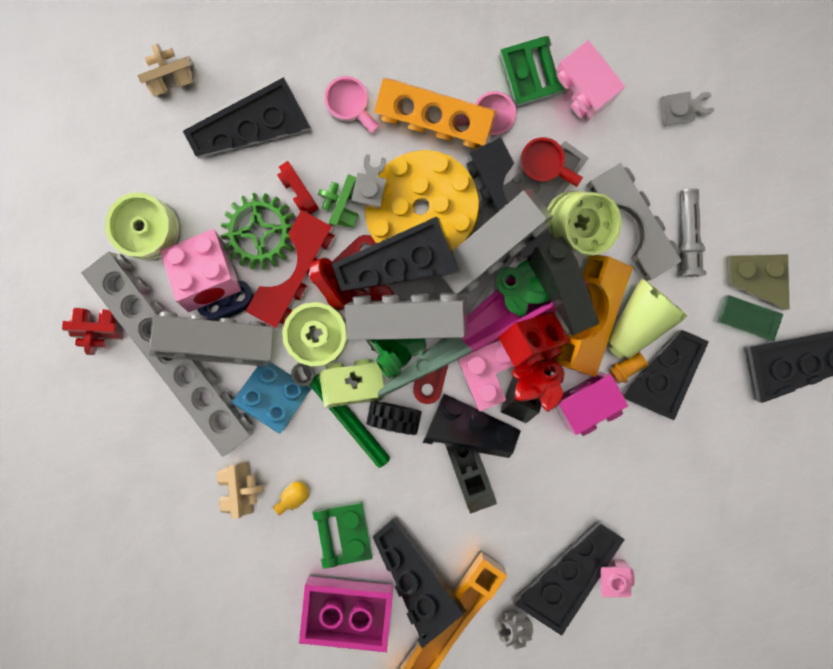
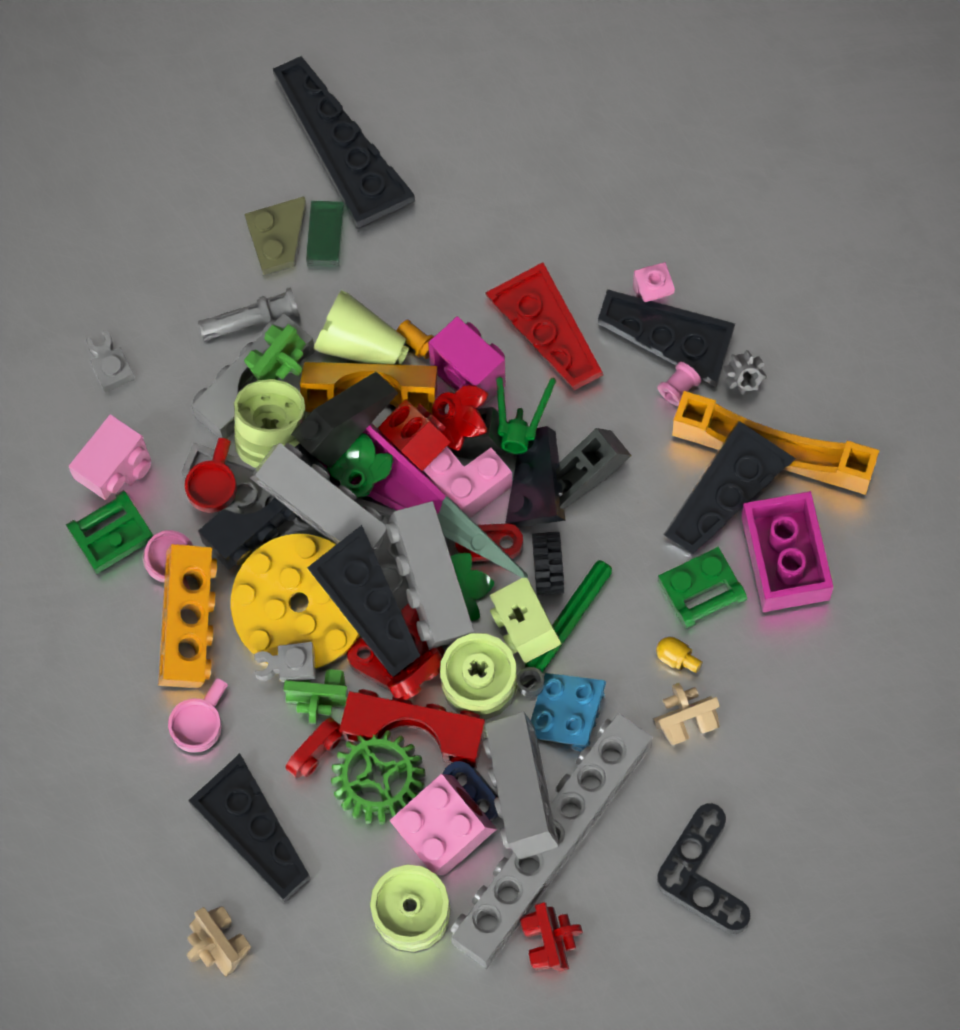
camera: 95 degrees left, 20 degrees down
(110, 450) = (692, 881): none -> black beam
(387, 362) = (486, 580): green plate -> none
(513, 425) = (516, 432): none -> green plant
(522, 572) = (680, 381): none -> bright pink bush
(615, 478) = (545, 321): none -> red wing
(638, 246) = (280, 356): none -> bright green hips
(668, 376) = (420, 296): black wing -> none

